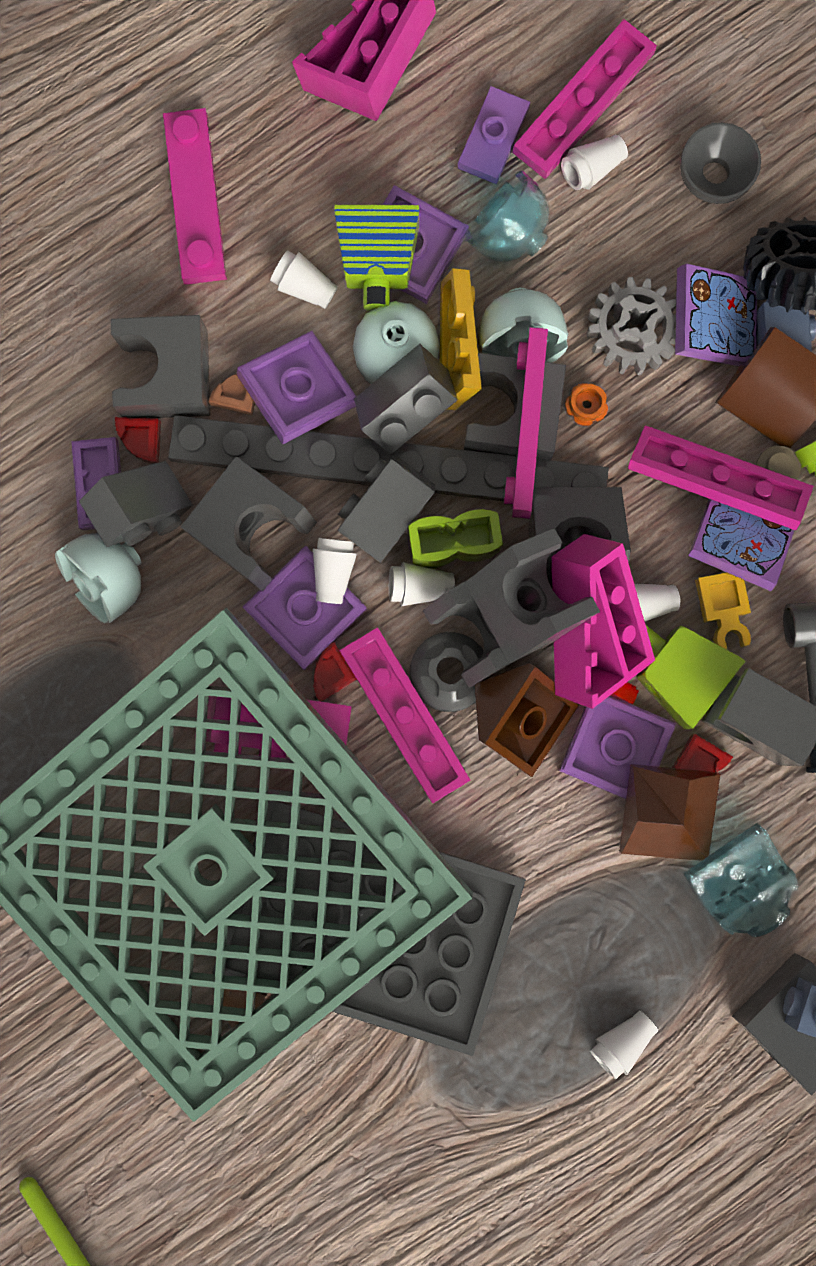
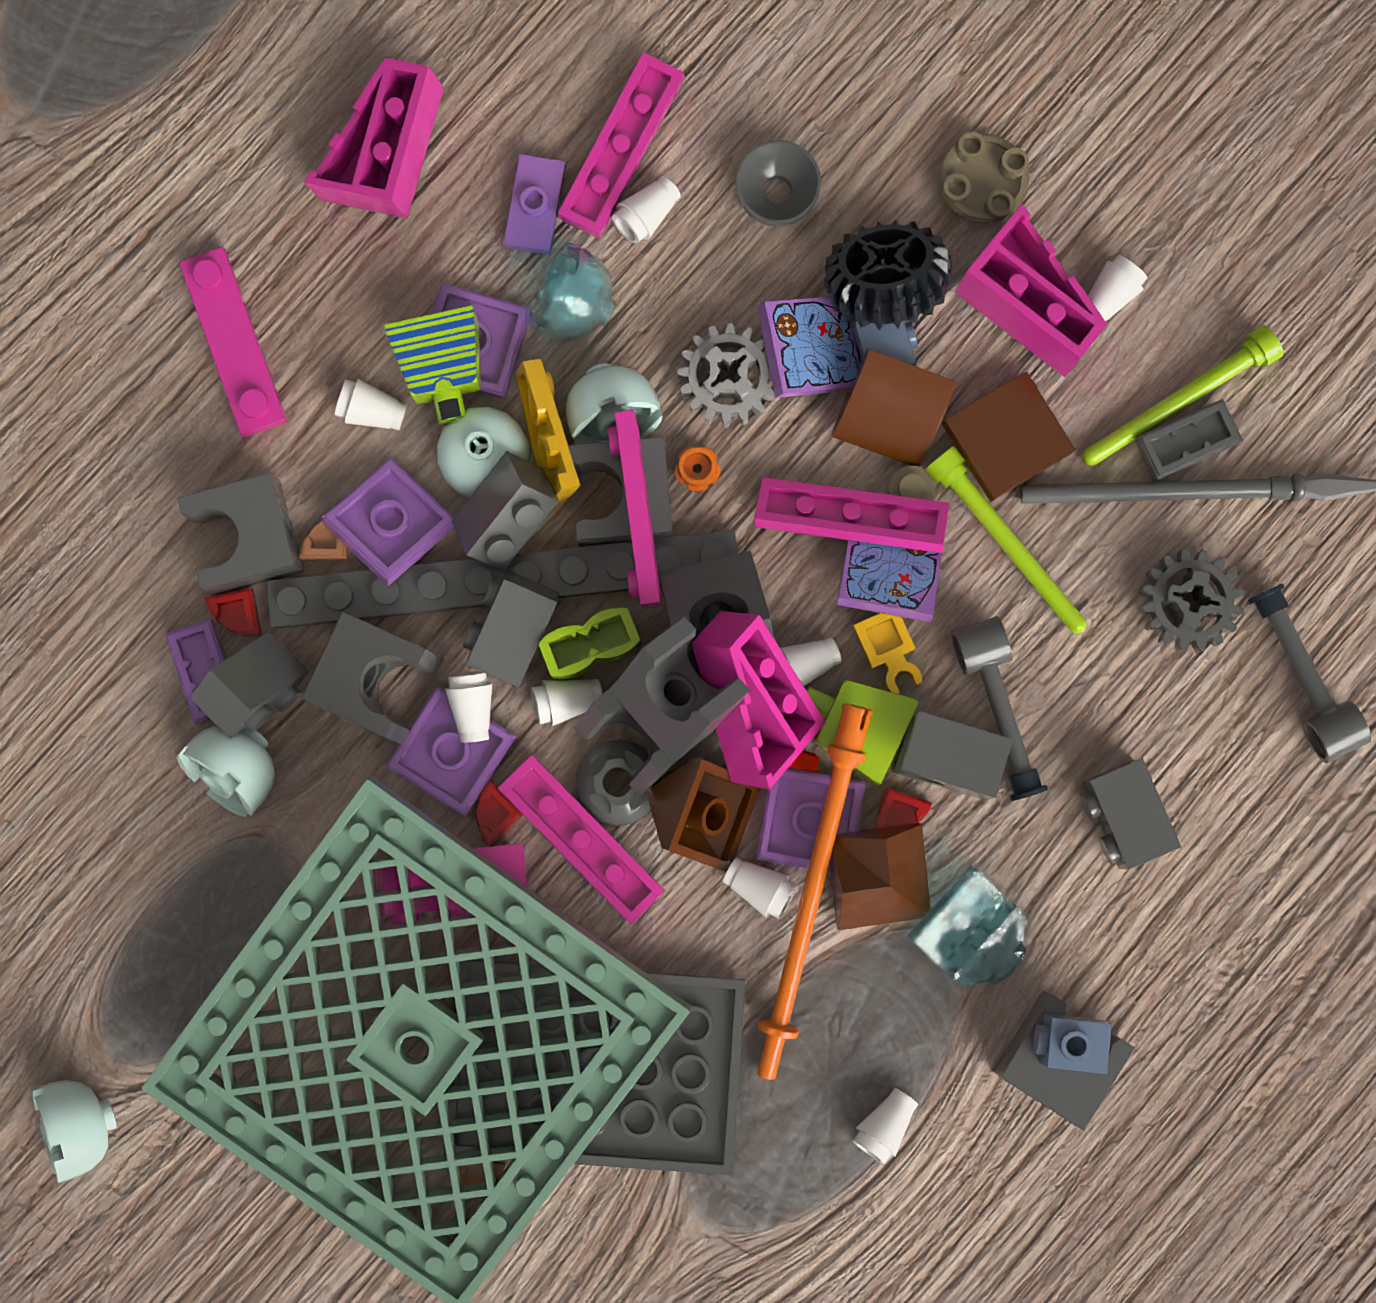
camera: 15 degrees left, 0 degrees up
(558, 797) = (760, 887): none -> white cone
(667, 696) = (845, 756): none -> orange bar

